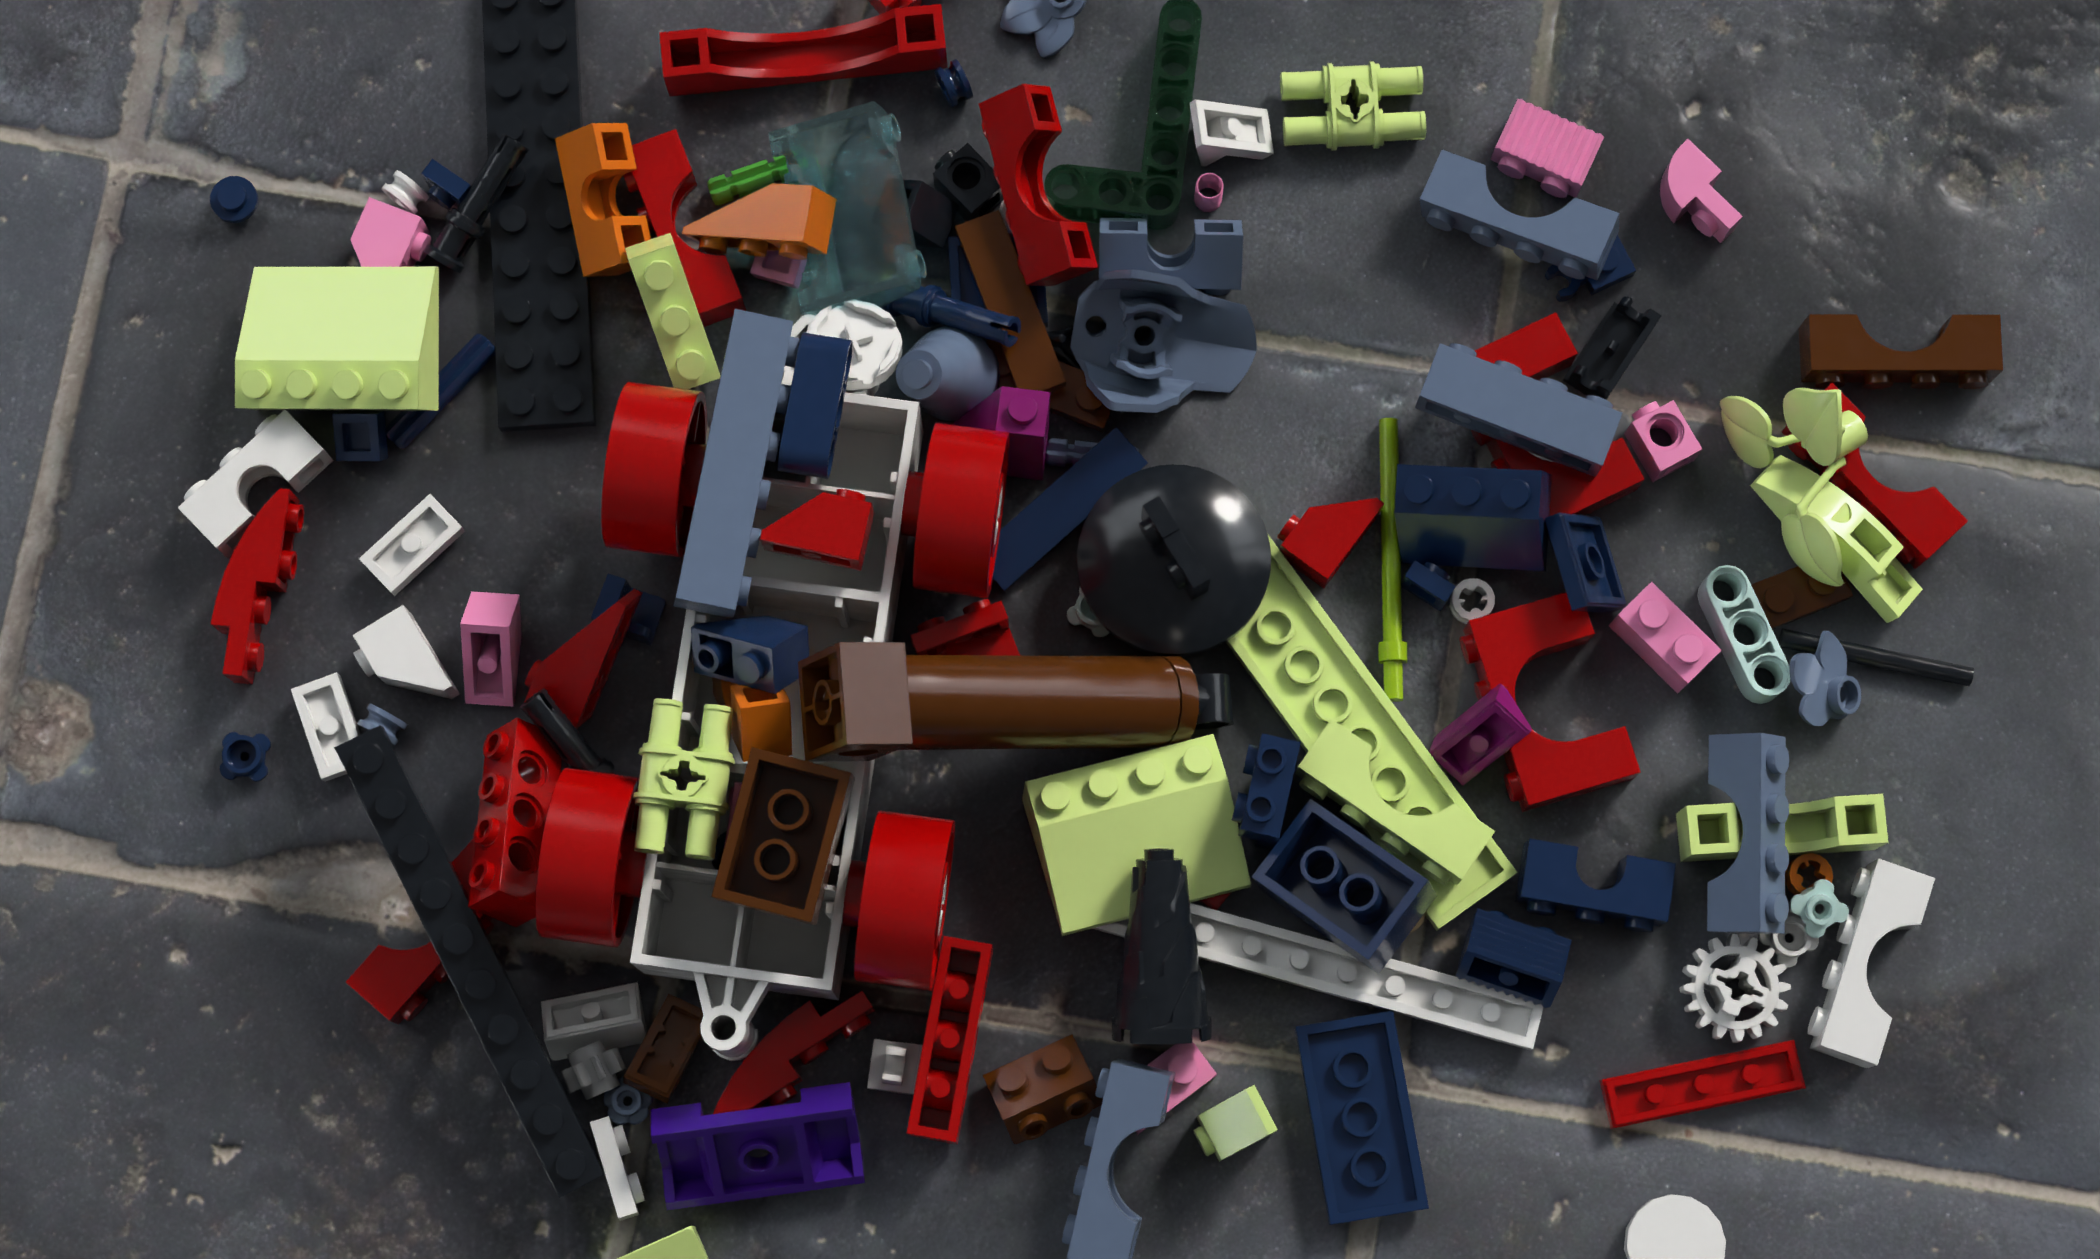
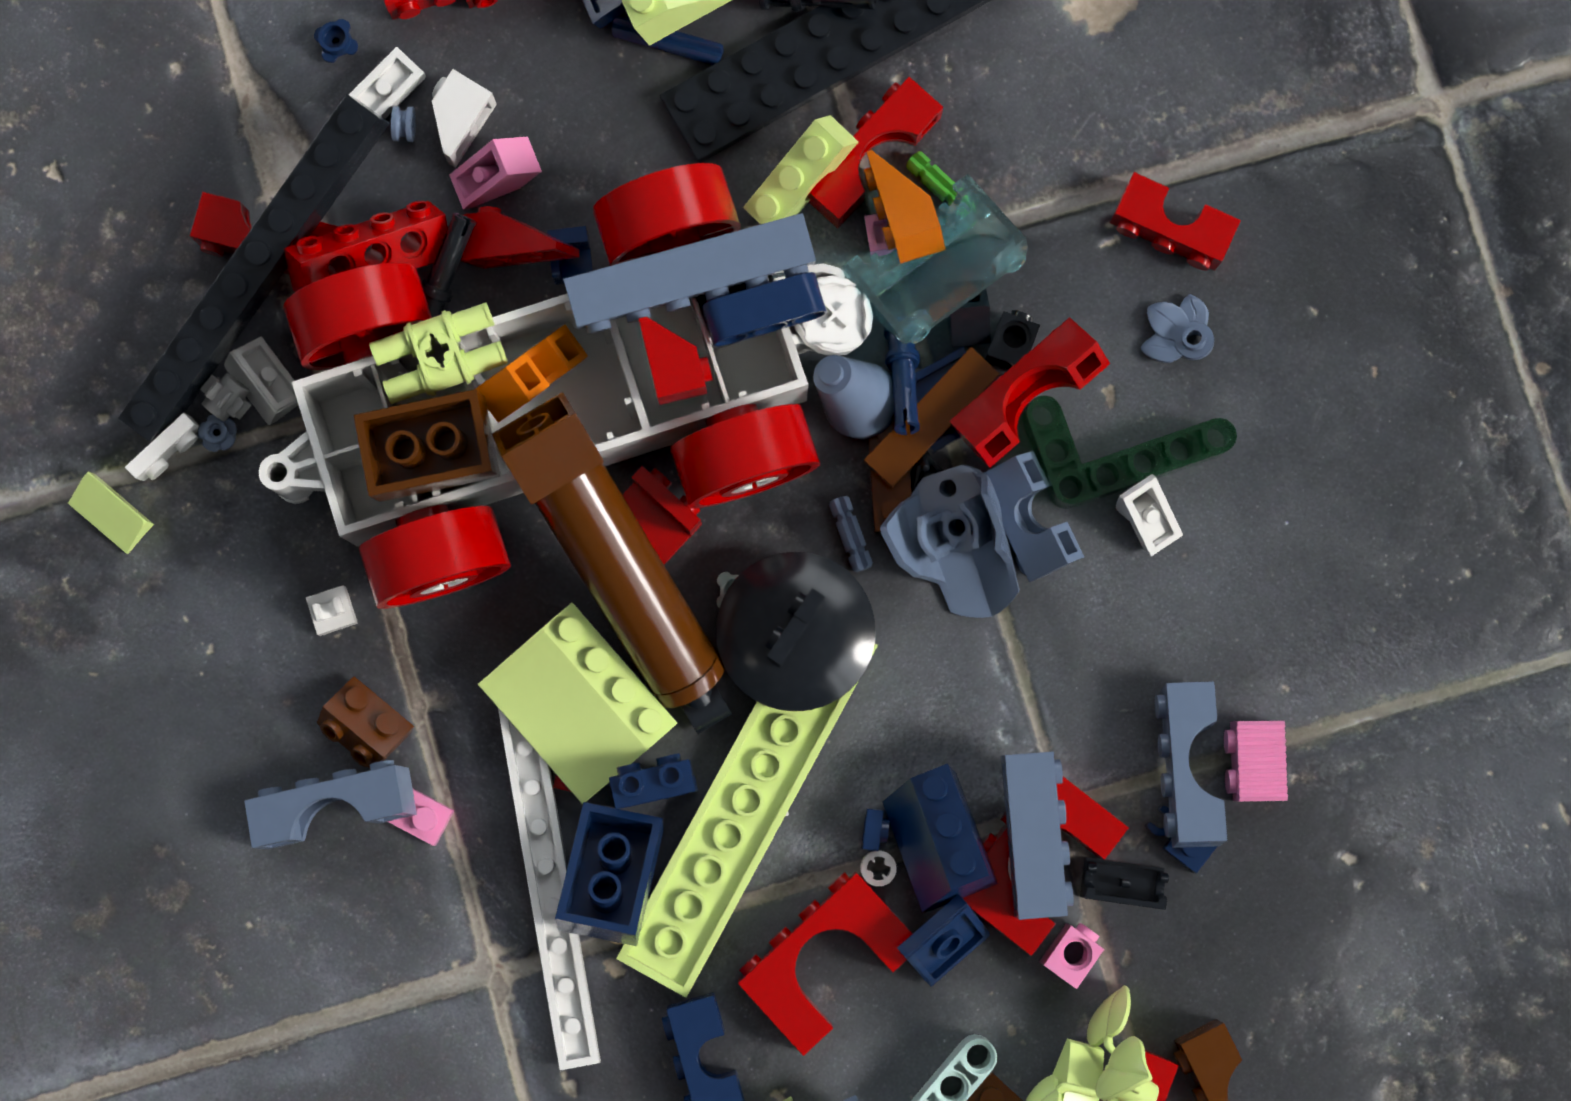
camera: 60 degrees right, 5 degrees up
(412, 544) = (543, 77): white plate -> none
(591, 167) = (881, 62): orange arch -> none
(666, 1049) = (257, 440): reddish brown plate -> none
(726, 60) = (1081, 218): red arch -> none
(750, 651) = (559, 355): dark blue slope -> none
(768, 1069) = (287, 523): red slope -> none
(809, 1141) = (235, 570): dark purple piece -> none
(950, 1040) = (362, 640): red brick -> none
(953, 83) = (1085, 292): dark blue bush -> none
(1025, 417) = (840, 464): magenta slope -> none
(1063, 506) = (800, 531): dark blue tile -> none
(1160, 978) = (481, 769): black cone -> none
(1213, 181) = (1102, 515): bright pink piece -> none
(1234, 1124) = (399, 876): yellowish green slope -> none
(1327, 536) = (872, 736): red slope -> none
(1361, 1118) = (450, 966): dark blue plate -> none
(1367, 86) = (1210, 619): yellowish green pin -> none
(1392, 650) = (811, 825): lime bar -> none
(1443, 840) = (680, 933): yellowish green arch -> none
(1480, 735) = (775, 921): magenta slope -> none
(1513, 957) = (620, 1024): dark blue brick -> none
(1664, 637) = (918, 1027): bright pink brick -> none
(1689, 187) = (1282, 882): bright pink brick -> none

